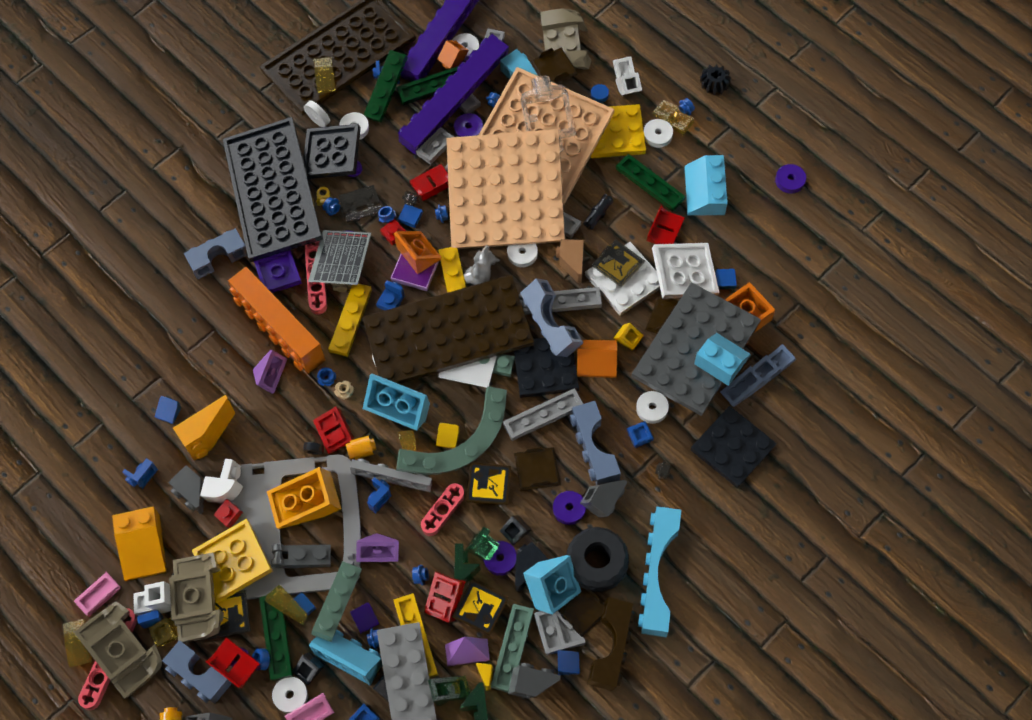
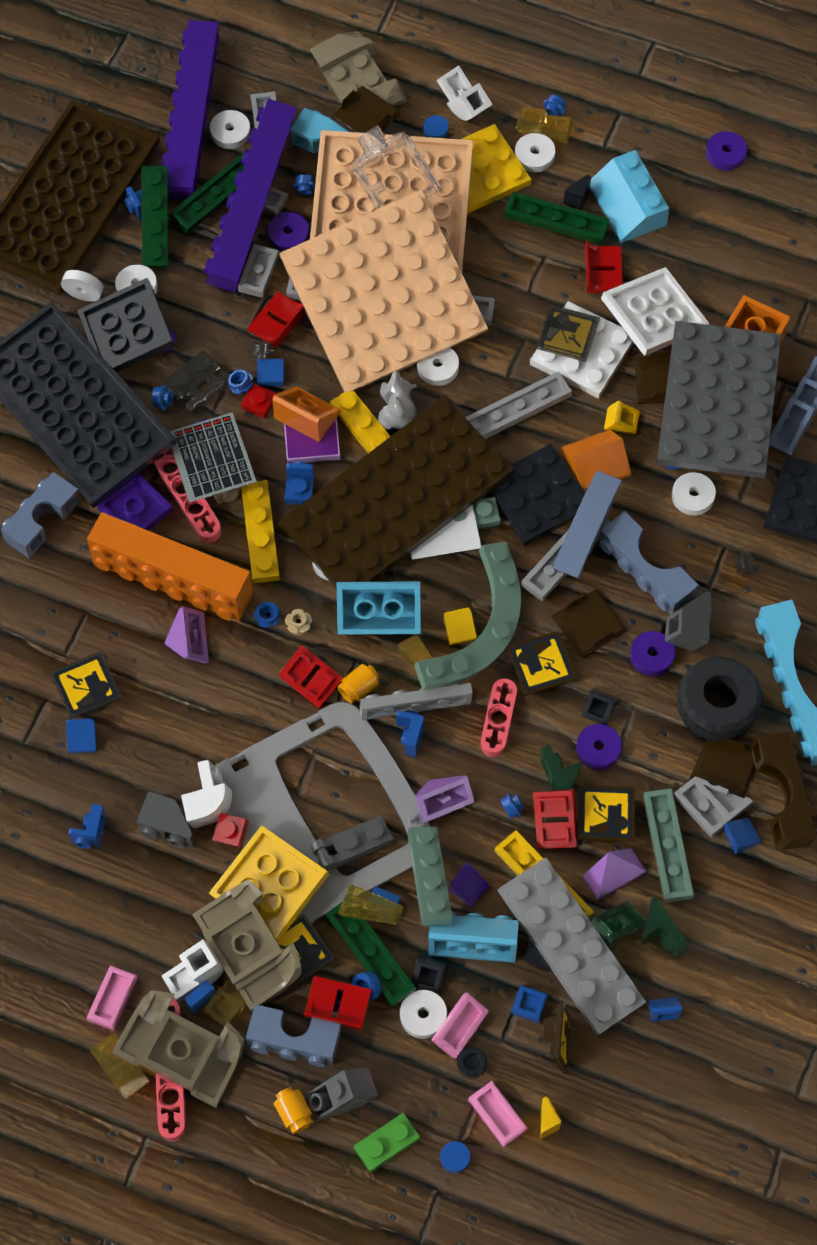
camera: 25 degrees left, 0 degrees up
(139, 543) = (136, 912): light orange slope -> none
(186, 377) = (86, 685): none -> piece
(205, 427) = (144, 743): light orange slope -> none
(304, 498) = (319, 773): light orange slope -> none
(313, 448) = (298, 708): black tile -> none
(321, 198) = (145, 392): yellow piece -> none
(324, 75) = (67, 230): clear yellow slope -> none
(372, 639) = (494, 903): blue plate -> none
(441, 213) = (311, 354): blue plate -> none
(452, 54) = (222, 145): orange brick -> none
(483, 545) = (571, 737): clear green slope -> none
(486, 674) = (650, 887): yellow slope -> none
(527, 557) = (638, 739): black slope -> none
(531, 682) = (711, 873): dark grey slope -> none
(539, 299) = (496, 412): sand blue arch -> none
(552, 583) = (681, 748): medium azure slope -> none
(564, 399) = (587, 524): none -> sand blue slope
(571, 257) = (506, 348): medium nougat slope -> none
(598, 212) = (509, 279): black pin -> none
(640, 434) = (694, 532): blue tile -> none
(673, 170) = (577, 193): none -> black slope
(715, 79) = (575, 58): black gear -> none
(721, 358) = (760, 399): medium azure slope -> none
(726, 278) = (708, 303): blue tile -> none

